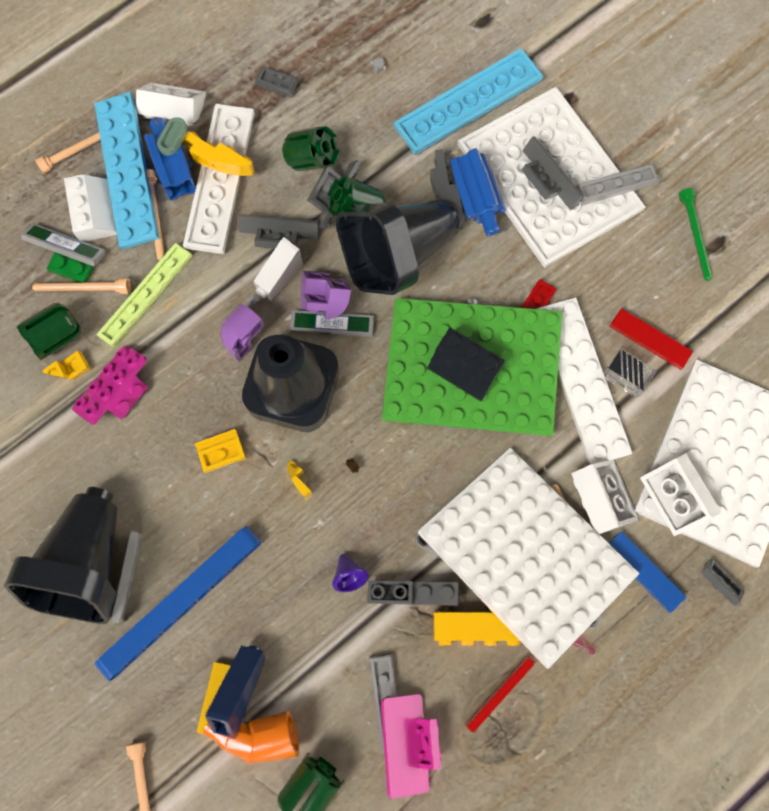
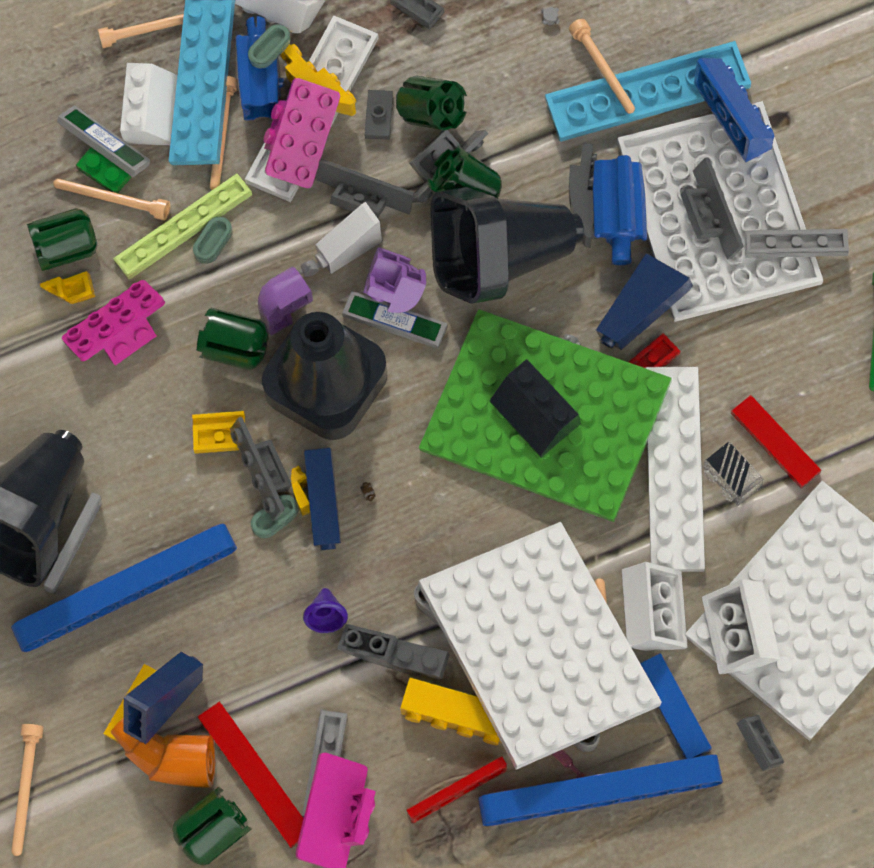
camera: 20 degrees right, 5 degrees down
(171, 299) = (212, 240): none -> sand green tile
(209, 374) = (233, 339): none -> dark green cylinder
(215, 196) = (300, 132): none -> dark pink bracket
(265, 471) = (264, 466): none -> dark grey bracket
(272, 170) = (378, 114): none -> dark grey plate
(284, 506) = (264, 526): none -> sand green tile
(319, 482) = (322, 498): none -> dark blue slope
(331, 728) = (253, 772): none -> red tile
(405, 70) = (581, 31): none -> light nougat piece
(520, 254) = (642, 301): none -> dark blue slope
(538, 96) = (732, 108): none -> blue slope
(611, 660) = (600, 790): none -> blue beam

